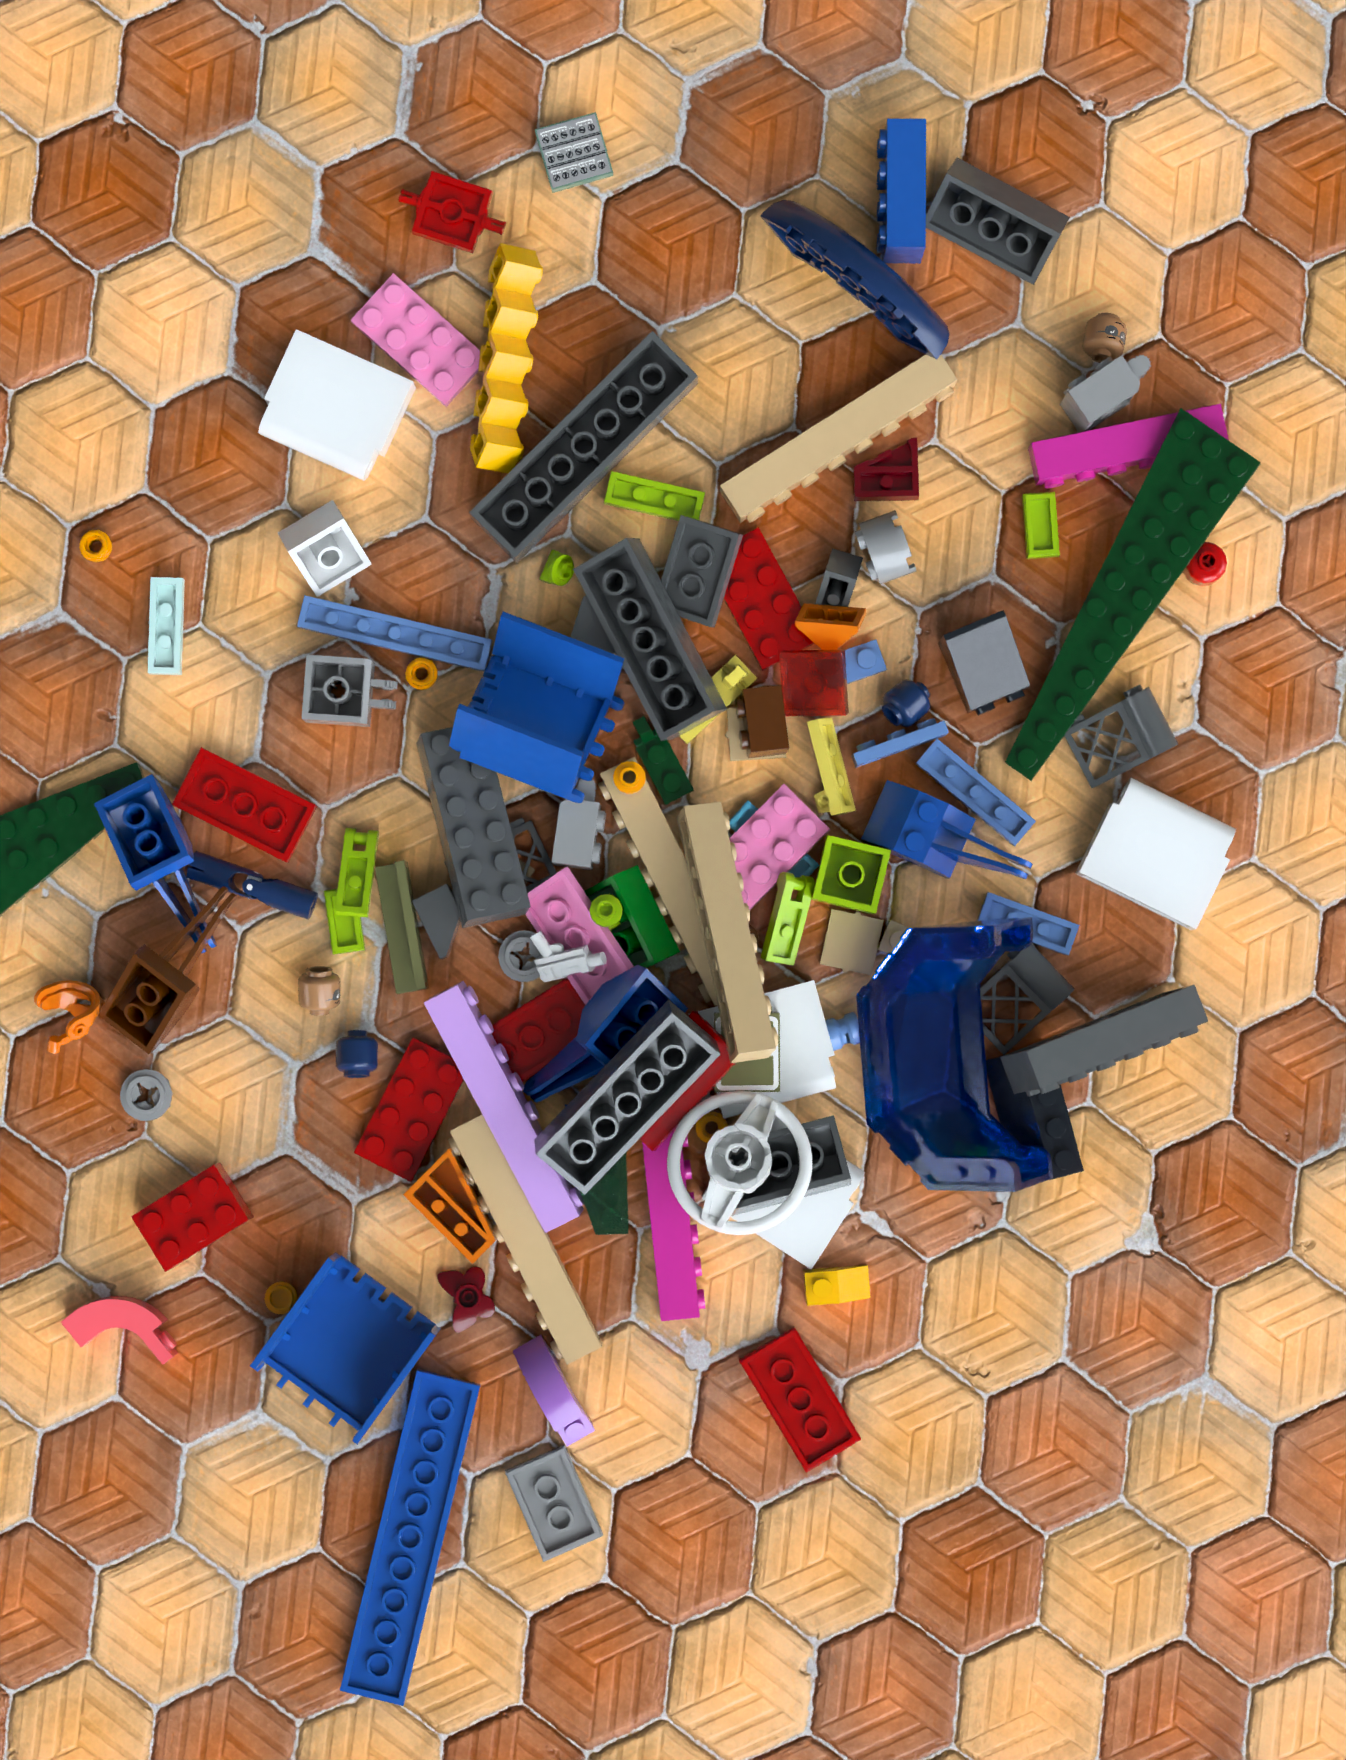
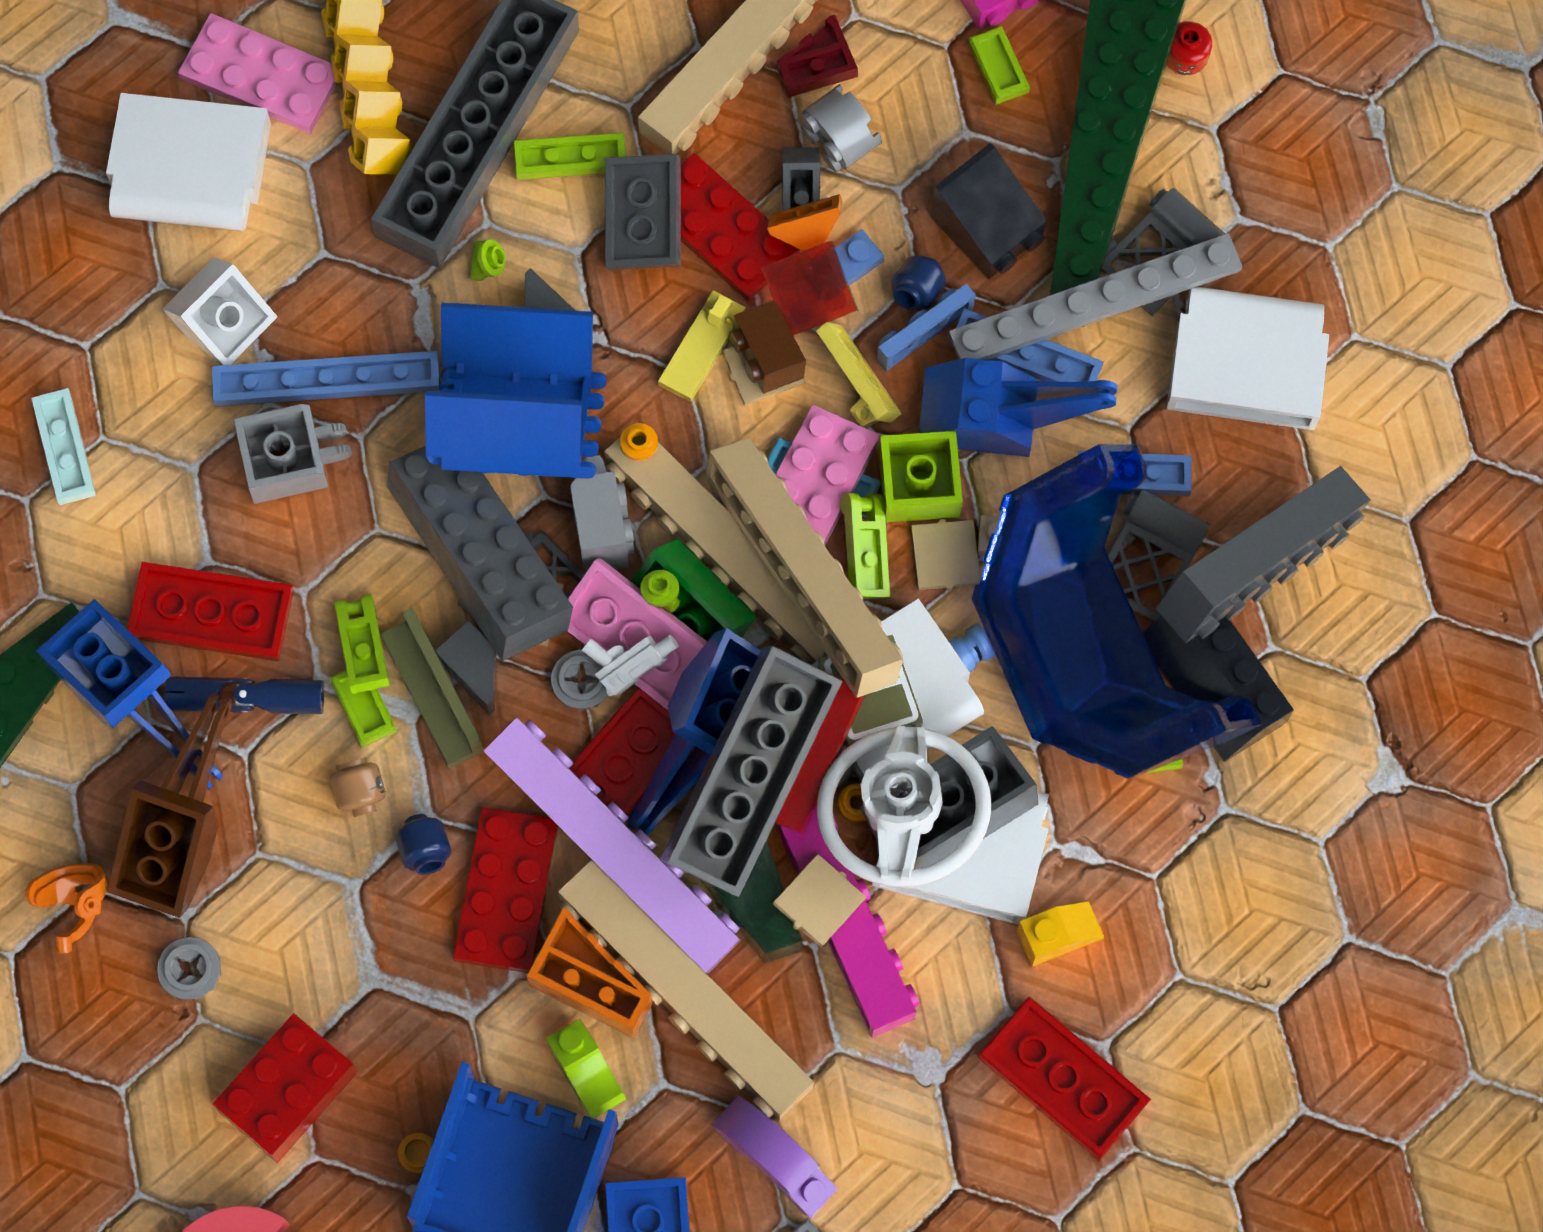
camera: 25 degrees left, 15 degrees down
(414, 666) = (365, 403): light orange plate -> none
(428, 1278) = (585, 1068): none -> lime arch
(467, 1296) = (641, 1084): dark red animal -> none
(650, 638) = (625, 300): dark grey brick -> none
(650, 1207) = (819, 900): none -> tan piece
(661, 763) = (672, 428): dark green hinge -> none
(1047, 769) = (1097, 300): none -> light grey plate

